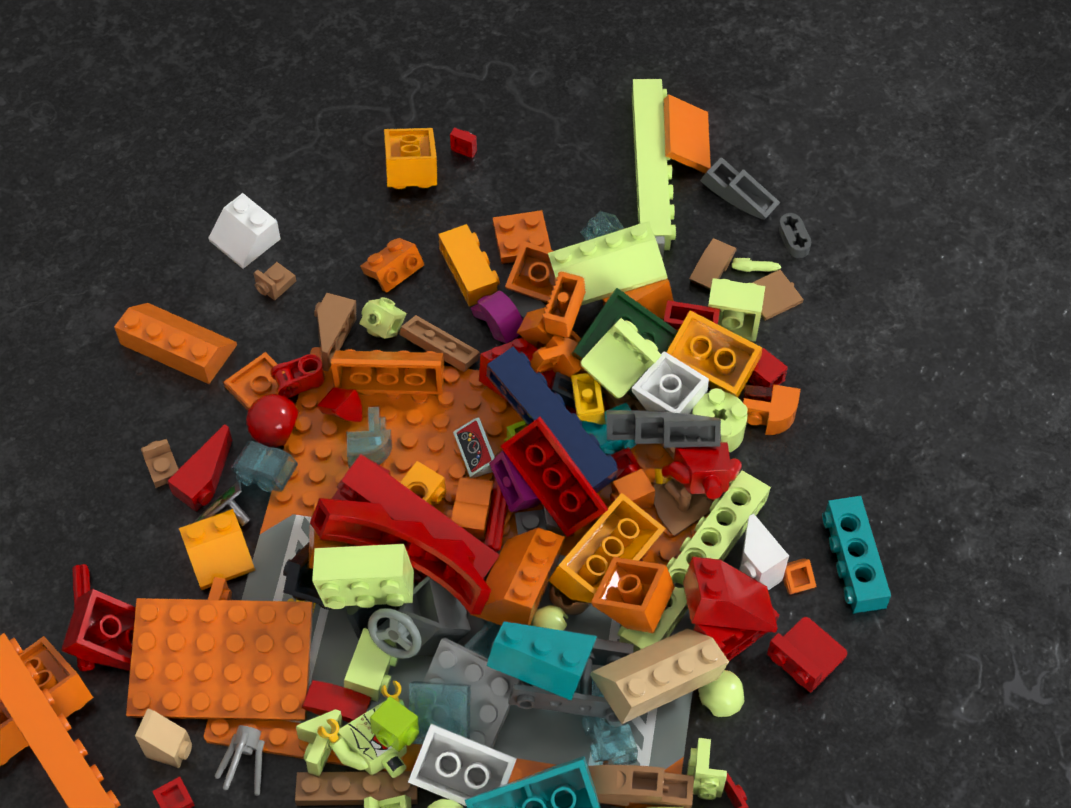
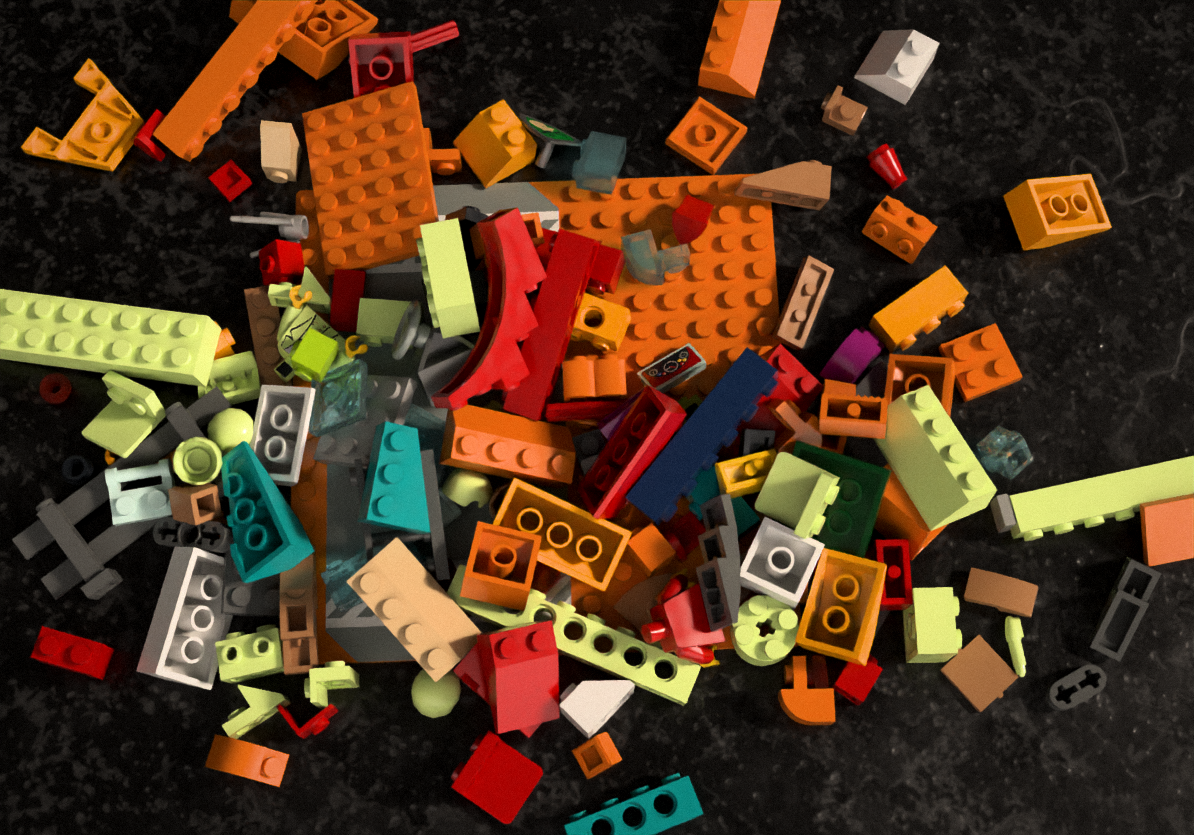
camera: 80 degrees right, 15 degrees up
(159, 462) = (588, 65): medium nougat bracket -> none
(200, 475) = (585, 107): red slope -> none
(271, 420) = (655, 153): red helmet -> none
(281, 757) = (281, 262): none -> red brick
(298, 375) = (713, 161): red piece -> none
(334, 259) = (886, 164): none -> red cone
(382, 318) = (817, 233): yellowish green brick -> none
(389, 371) = (744, 254): orange slope -> none
(463, 142) = (1096, 265): red plate -> none

